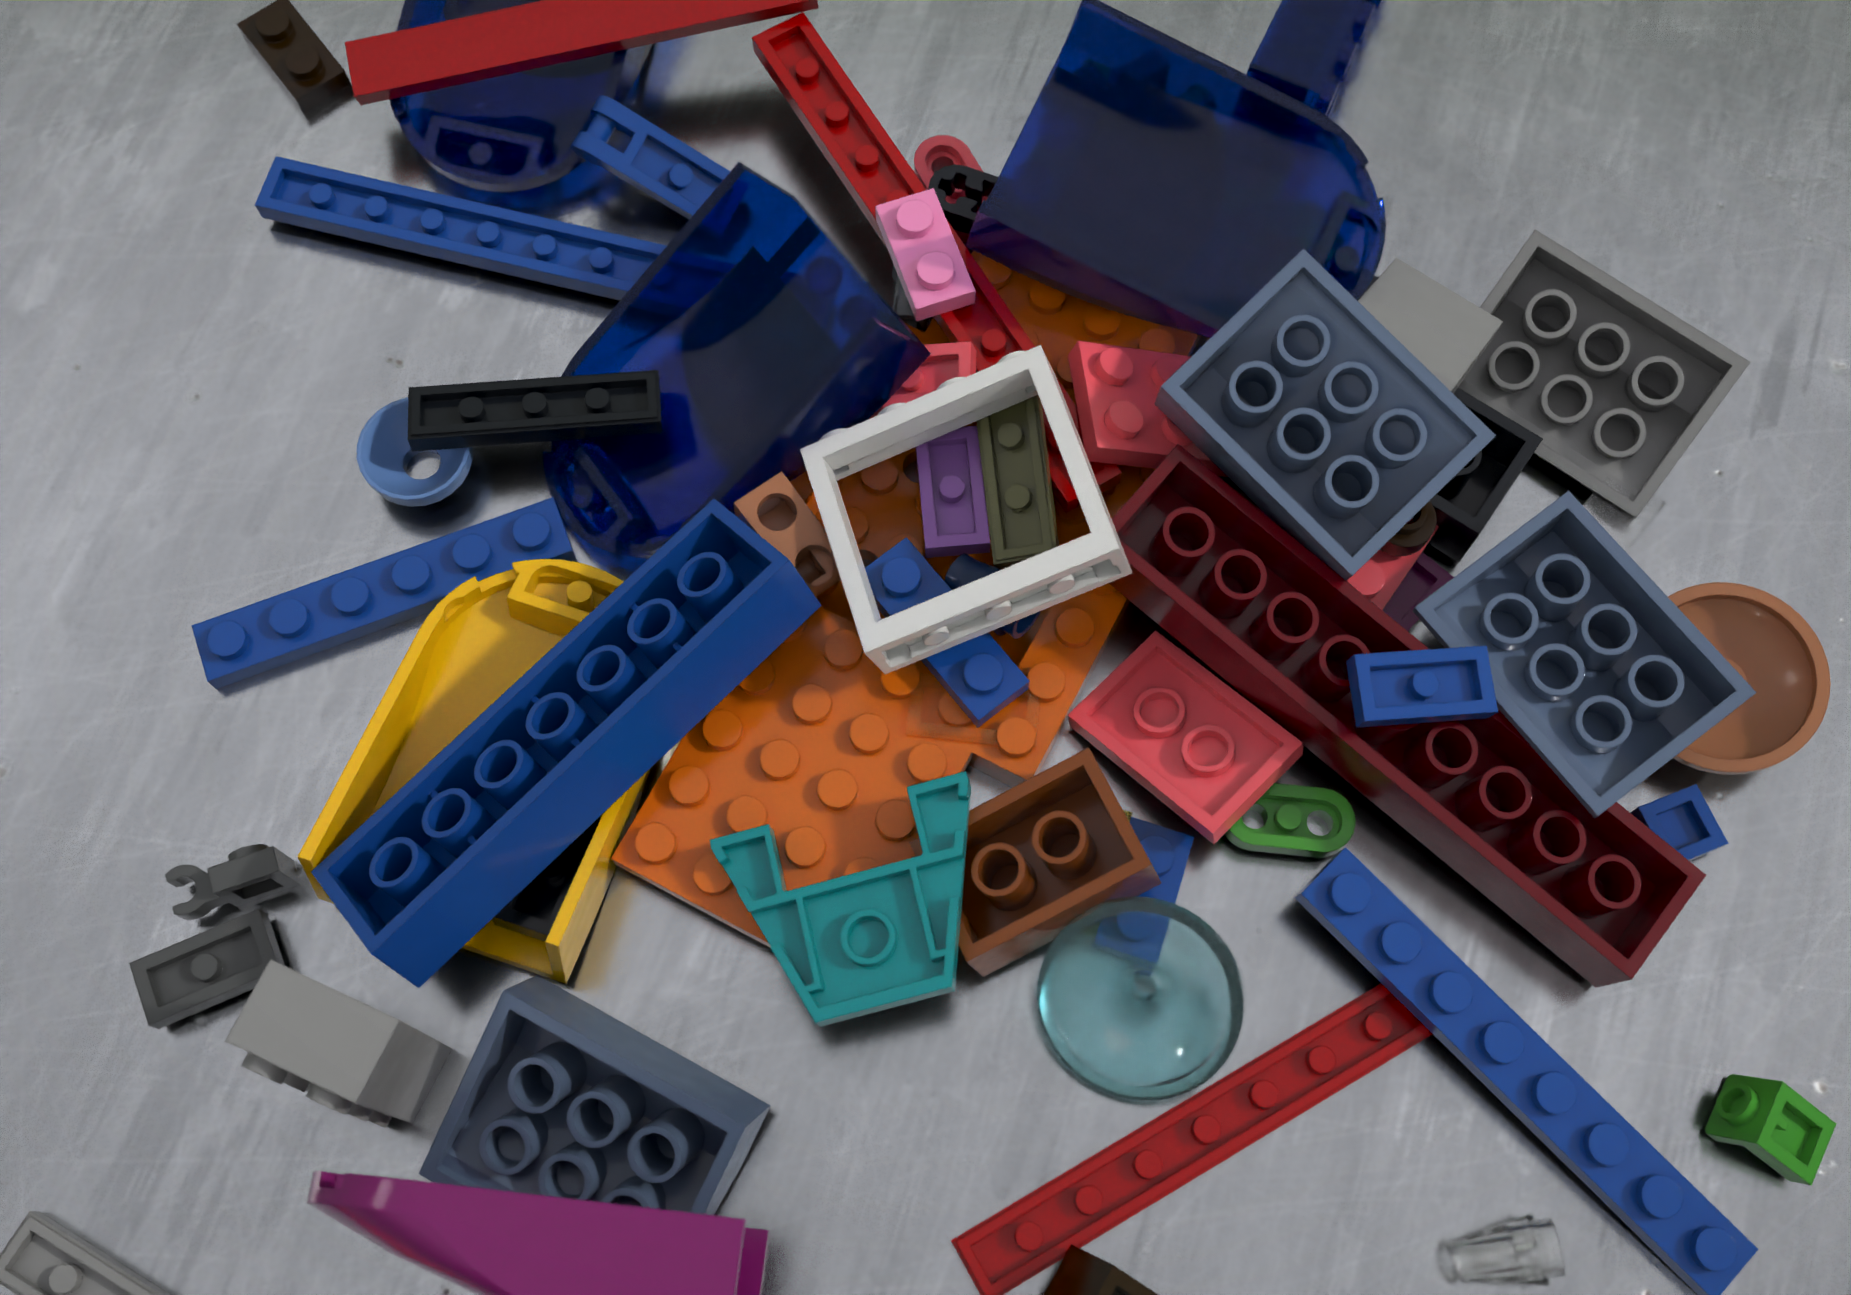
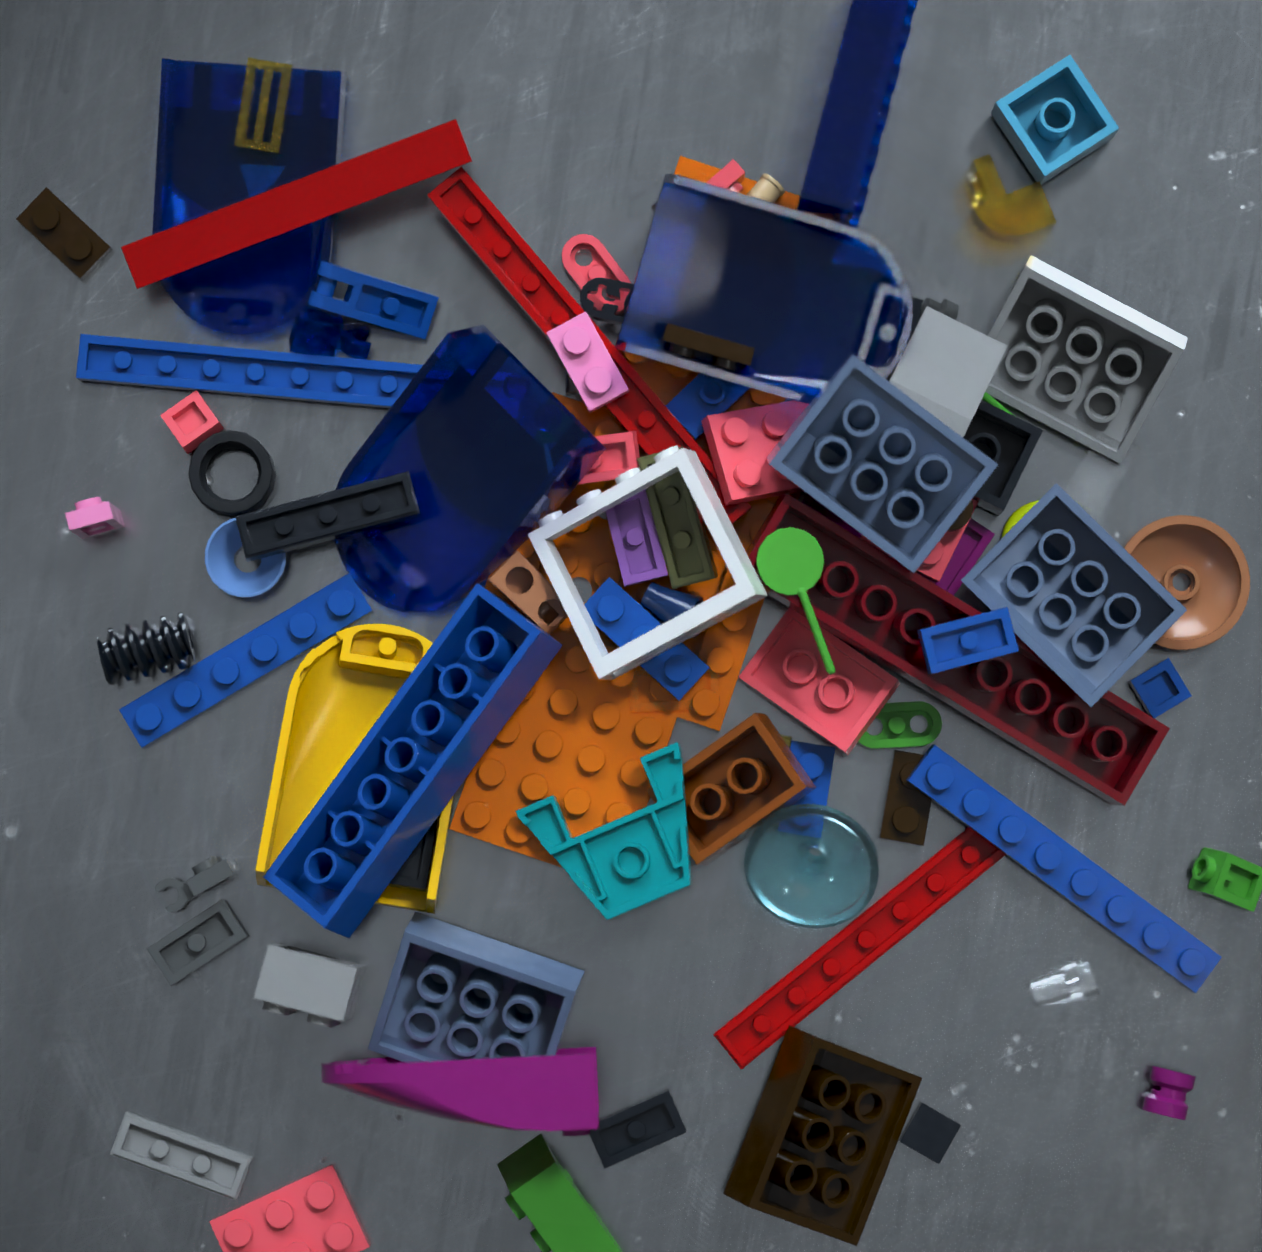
camera: 10 degrees left, 15 degrees up
(220, 365) = (94, 517): none -> bright pink plate
(245, 552) = (146, 649): none -> black piece
(390, 281) = (191, 421): none -> coral plate
(413, 314) = (212, 446): none -> black tyre
(585, 199) = (323, 331): none -> clear blue plate
(1082, 322) = (703, 397): none -> blue plate
(1097, 237) = (725, 352): none -> dark brown plate
(1174, 540) = (790, 565): none -> bright green piece
(1287, 936) = (905, 806): none -> dark brown plate
(1505, 193) = (1007, 216): none -> clear yellow brick
(1577, 87) = (1054, 120): none -> medium azure brick

